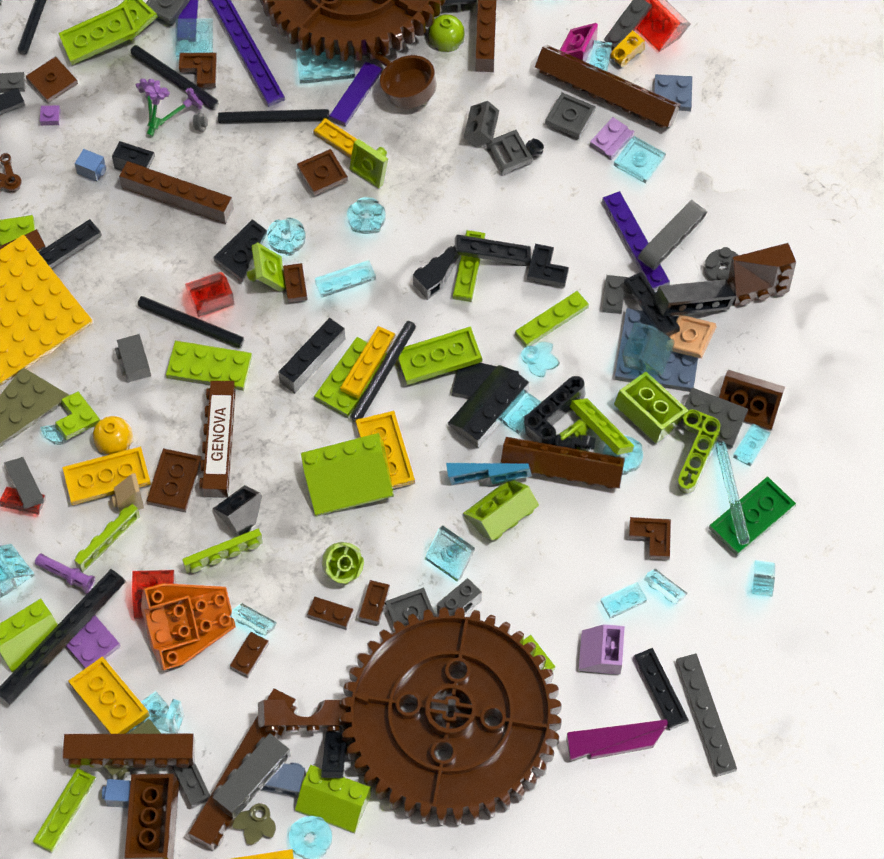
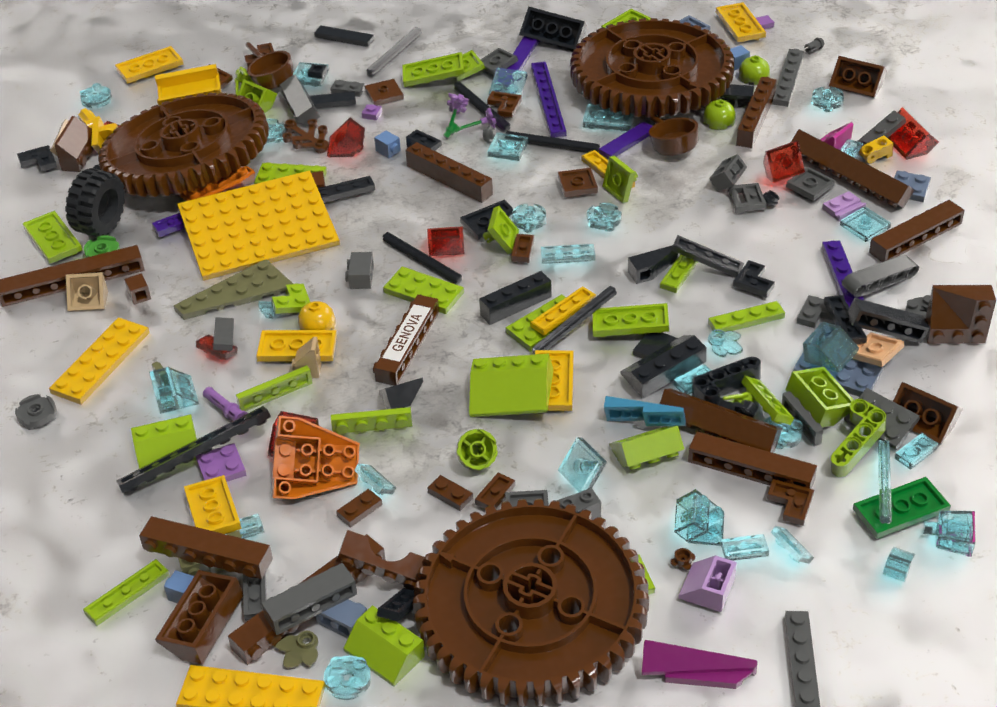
camera: 20 degrees right, 20 degrees down
(40, 170) = (346, 140): none -> clear red slope
(171, 720) = (258, 531): clear light blue panel -> none
(174, 480) = (353, 363): reddish brown tile -> none
(227, 136) = (507, 146): none -> clear light blue plate
(538, 100) = (783, 162): none -> clear red slope
(571, 622) = (683, 558): none -> reddish brown plate
(574, 582) = (699, 519): none -> clear light blue slope
(604, 502) = (749, 461): none -> reddish brown brick
(627, 425) = (811, 428): none -> dark grey plate
(661, 688) = (760, 636): black tile -> none
(693, 160) = (916, 231): none -> reddish brown brick
(804, 531) = (953, 531): none -> clear light blue torso

